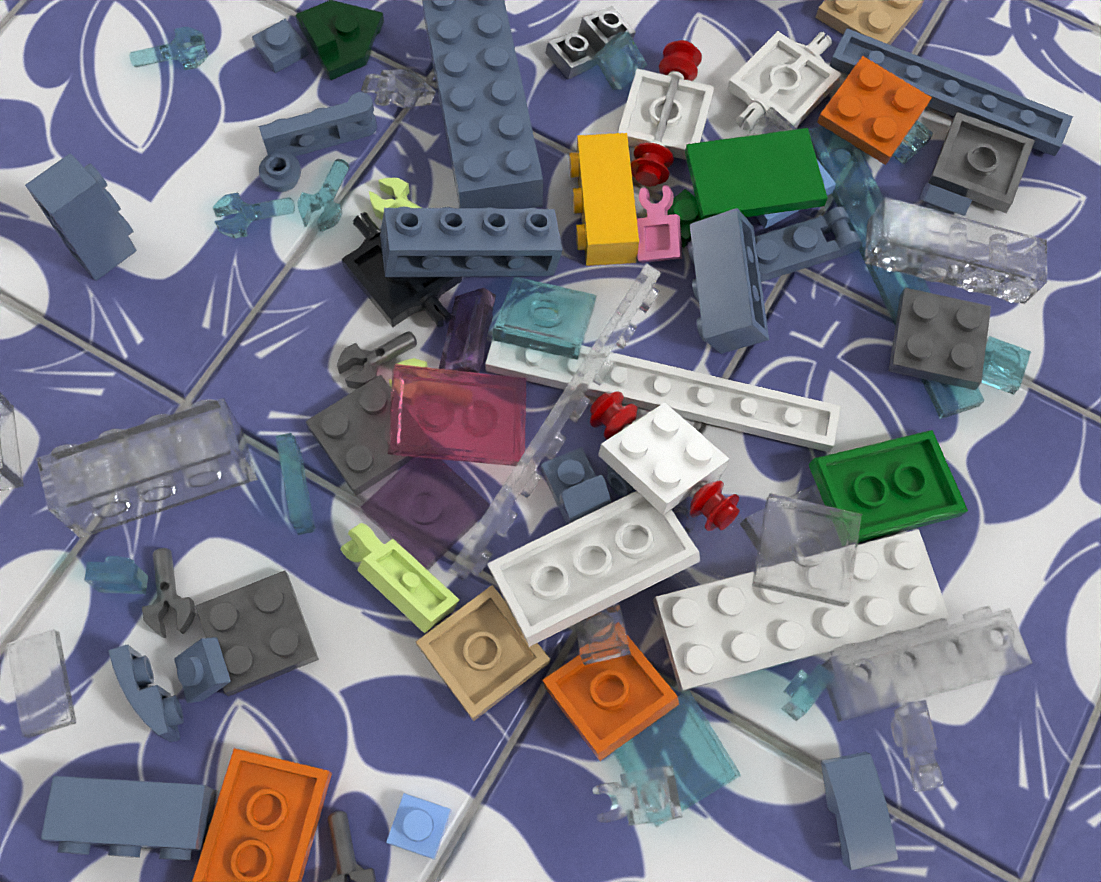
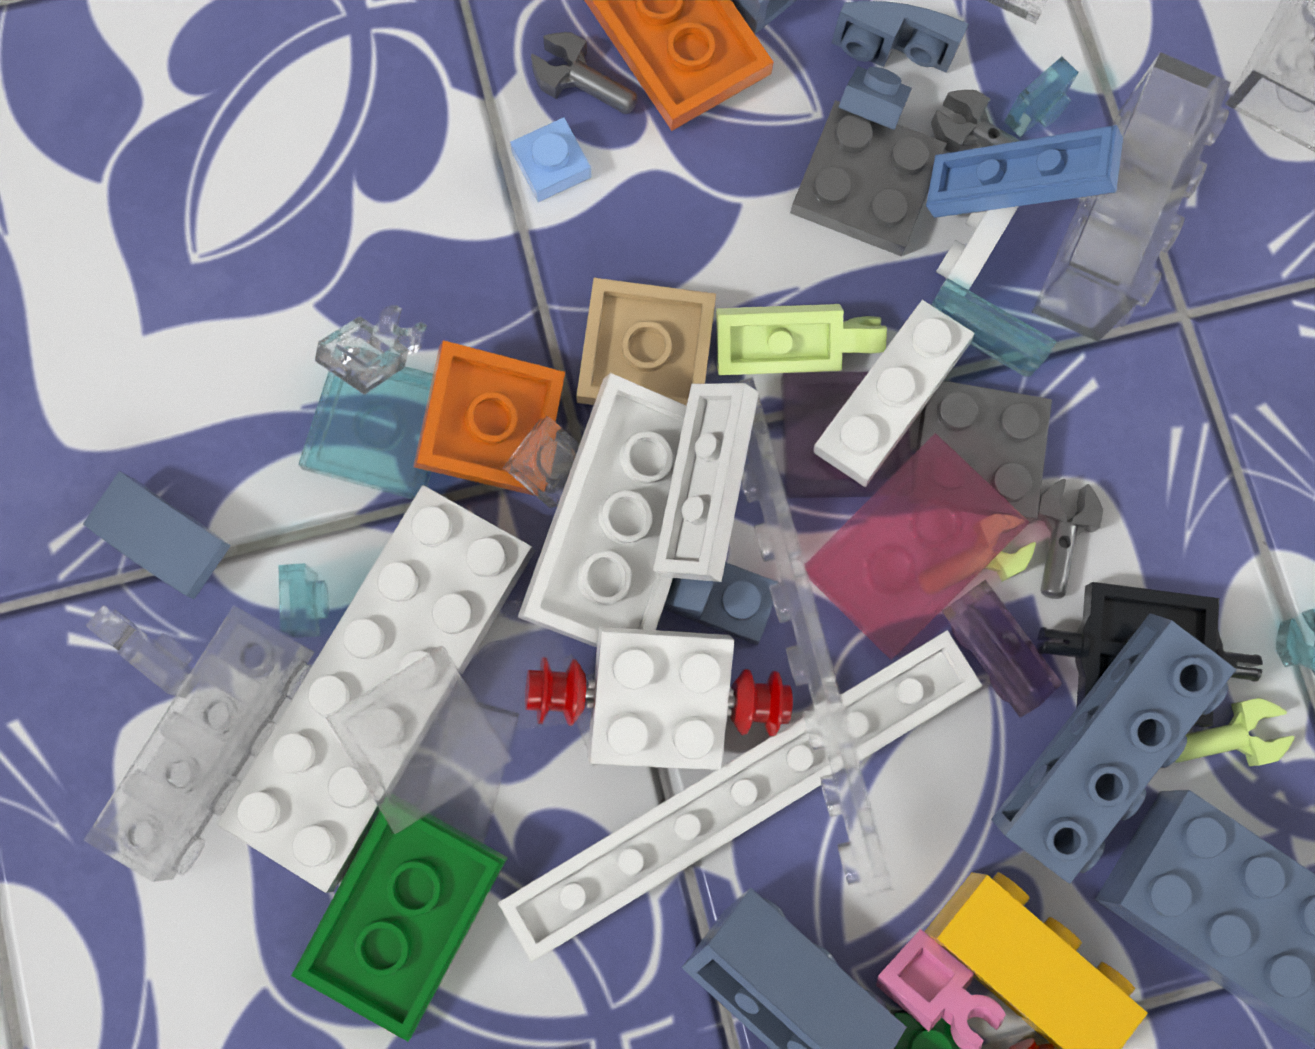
camera: 130 degrees right, 10 degrees up
(189, 529) = (1026, 172): none -> medium blue tile
(260, 528) = (965, 262): none -> white plate
(381, 496) = (893, 393): none -> white plate
(534, 532) = (706, 481): none -> white plate
(545, 318) = (943, 747): clear light blue tile -> none

